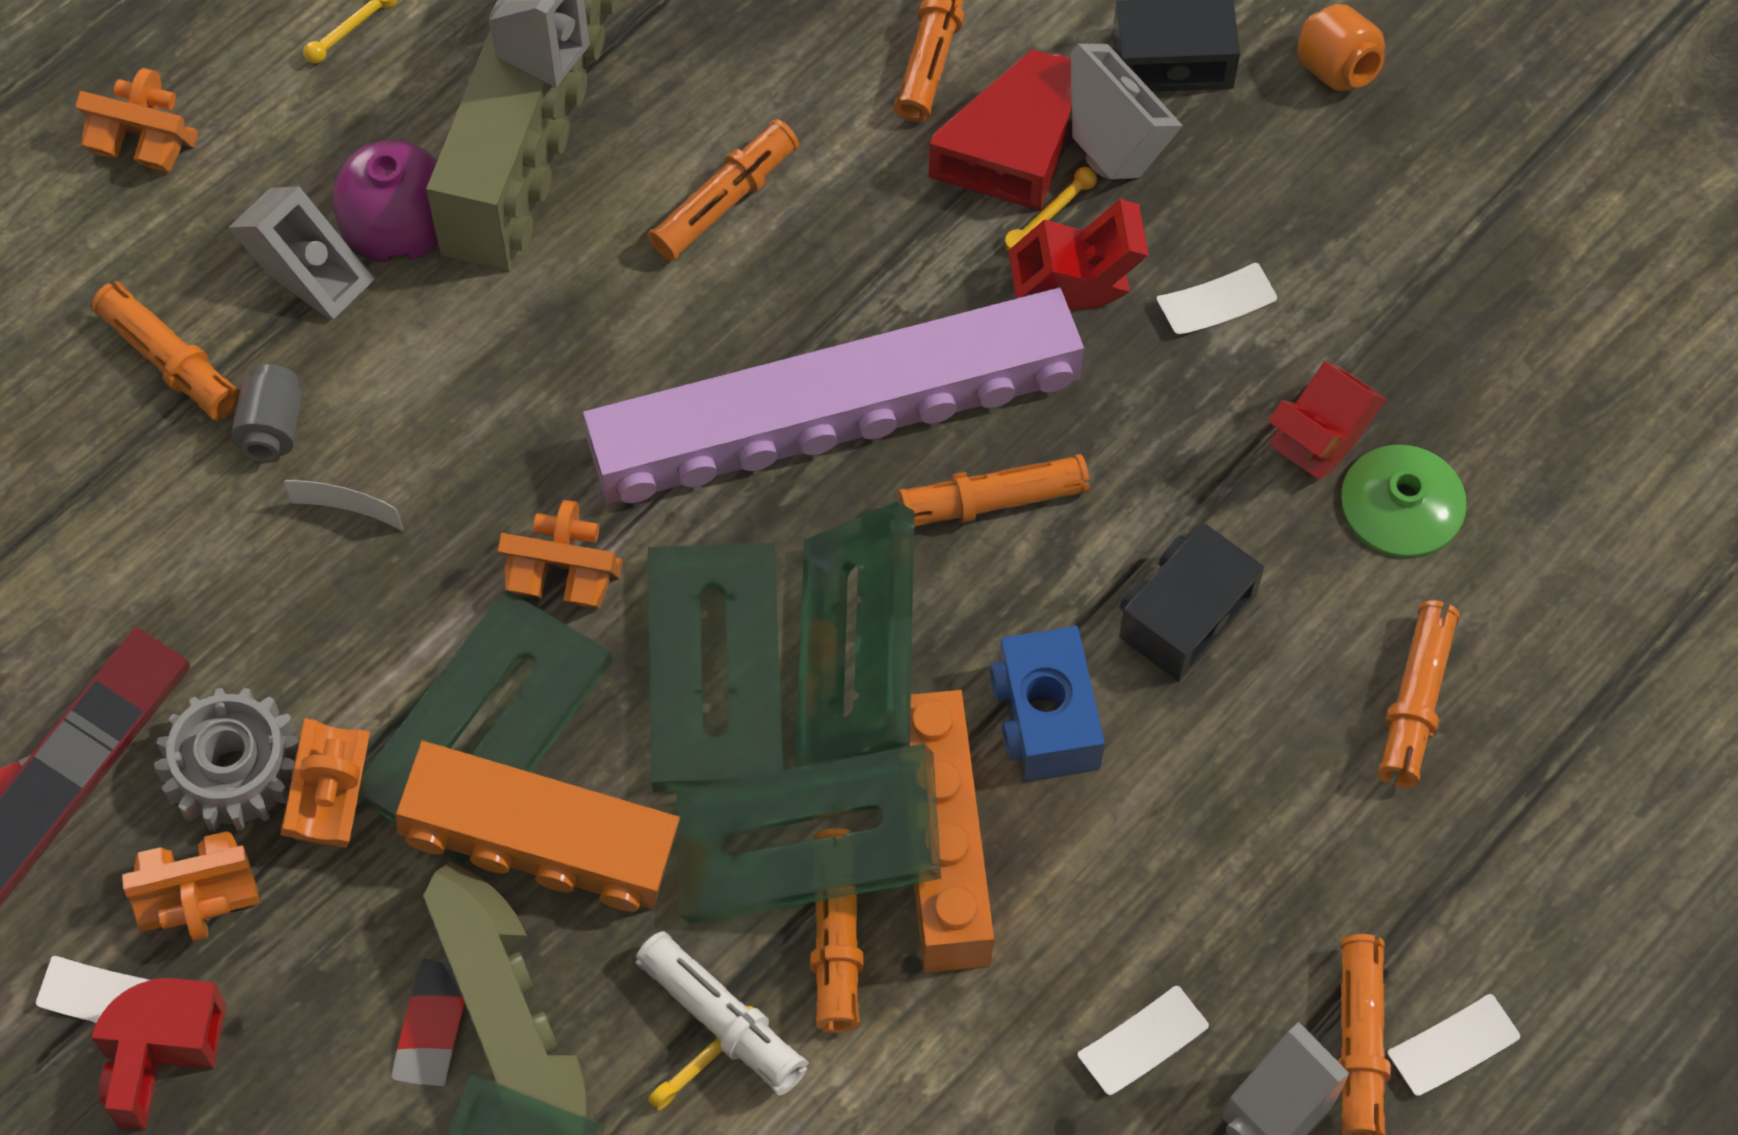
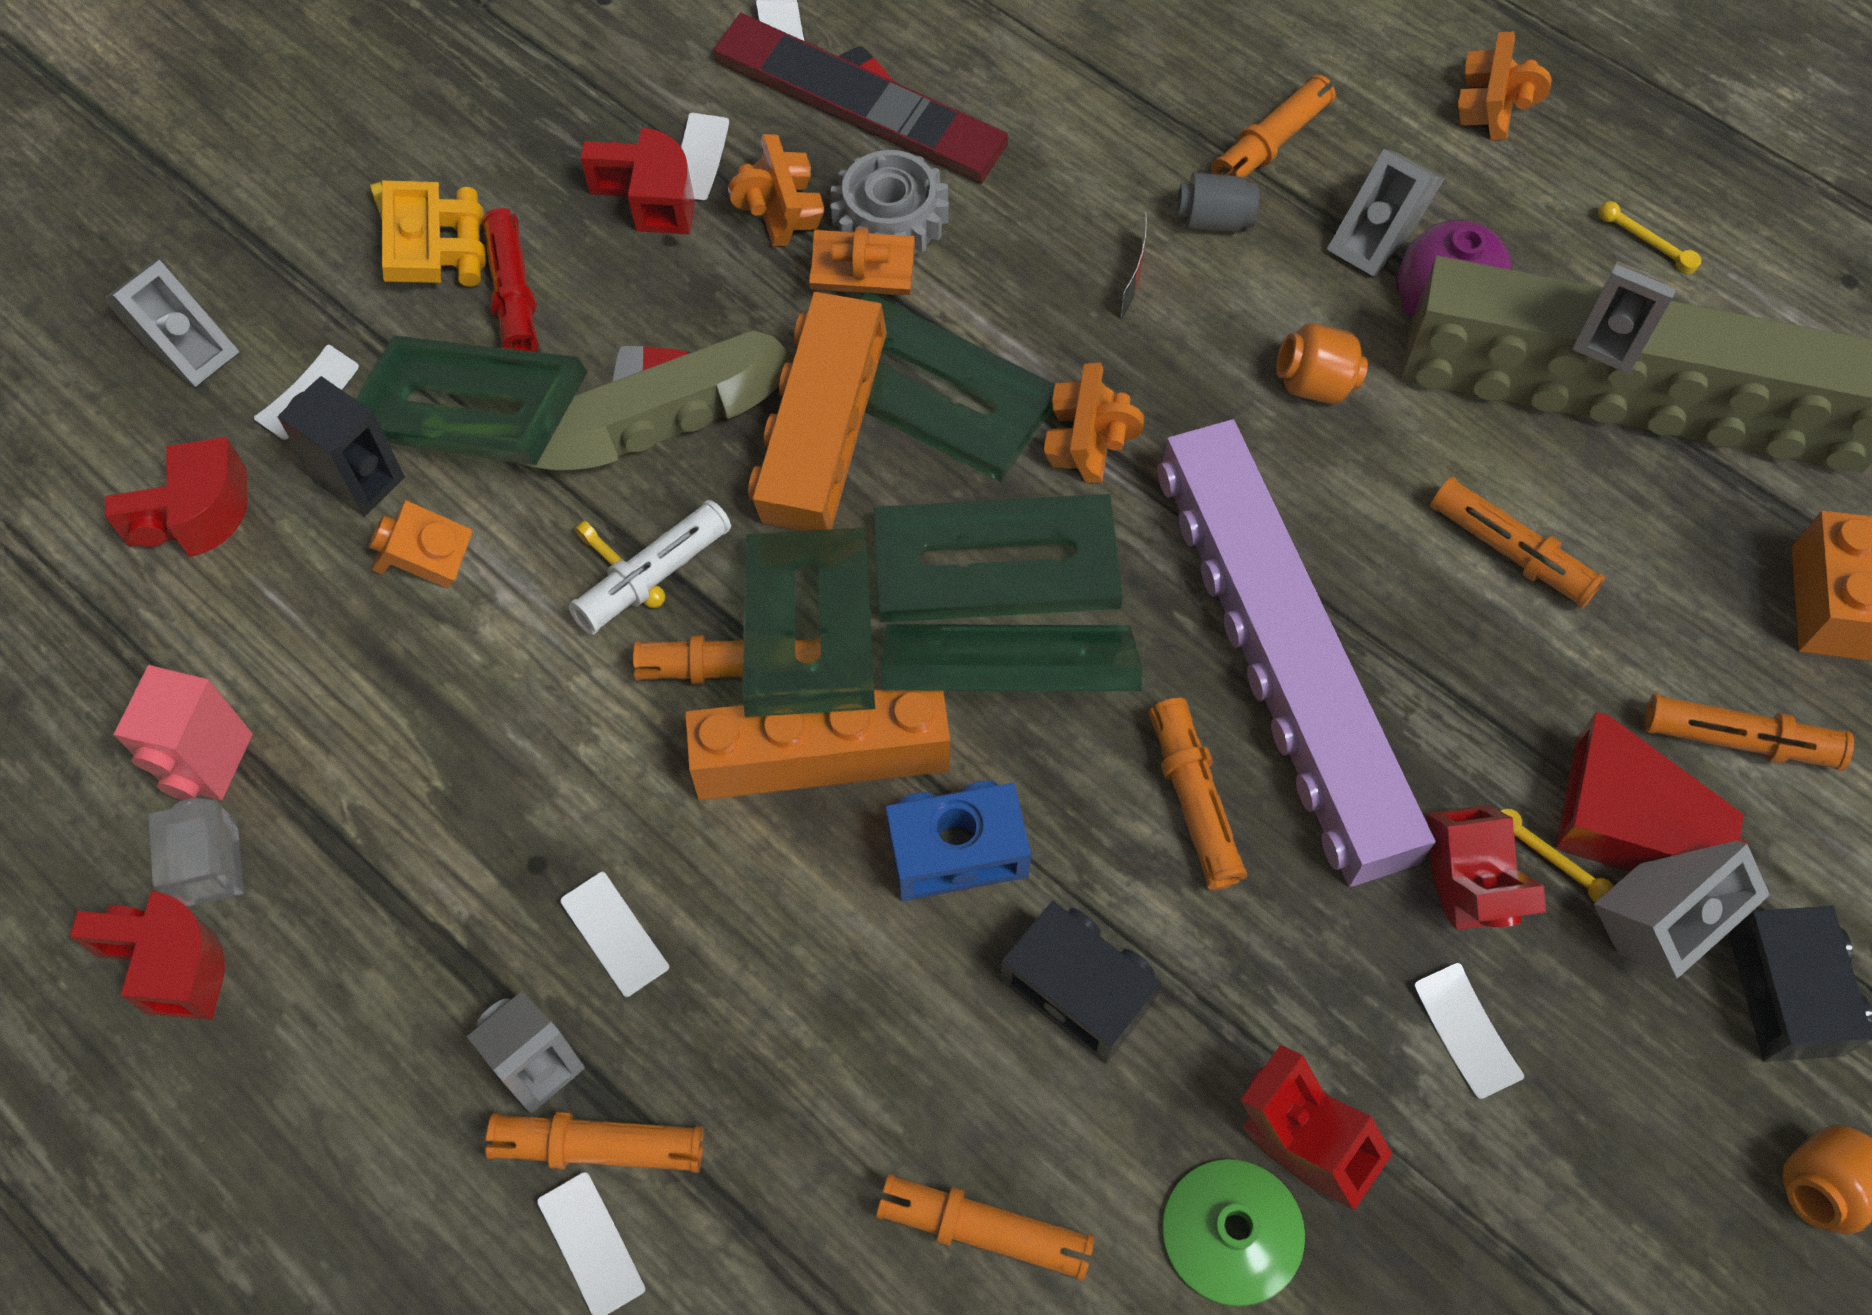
camera: 90 degrees right, 0 degrees up
(501, 332) = (1321, 363): none -> orange head

